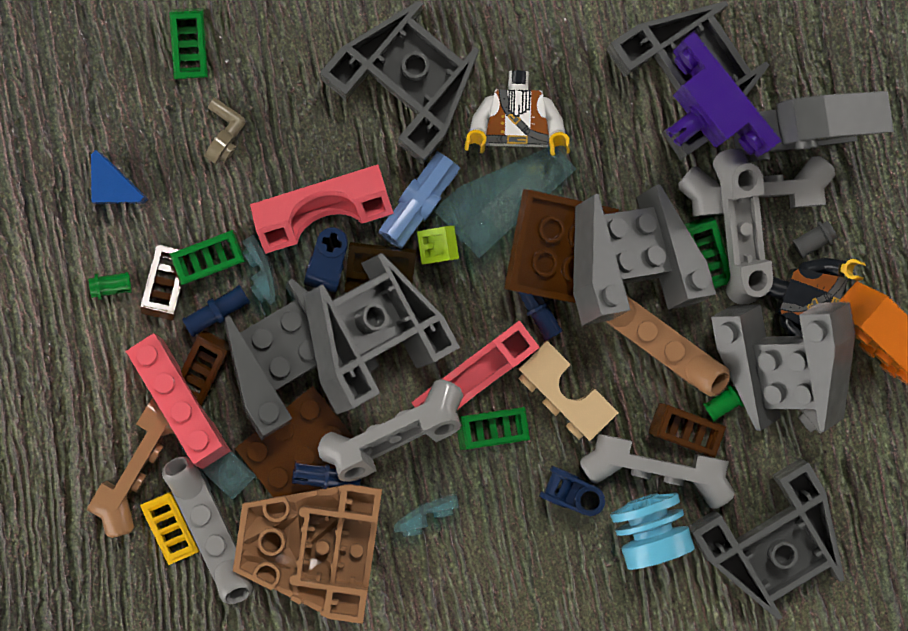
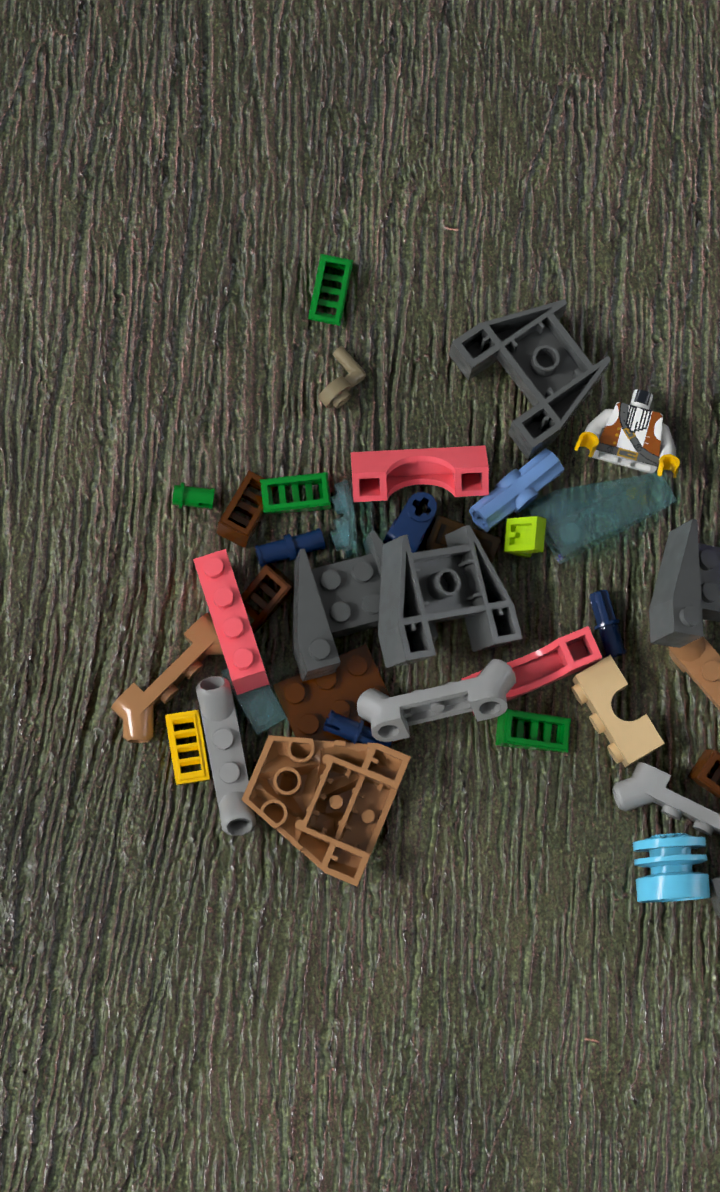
camera: 15 degrees right, 10 degrees down
(110, 184) = (221, 403): blue slope -> none
(416, 519) = (436, 800): clear light blue slope -> none
(544, 246) = (629, 564): reddish brown plate -> none
(570, 492) = (597, 813): dark blue piece -> none

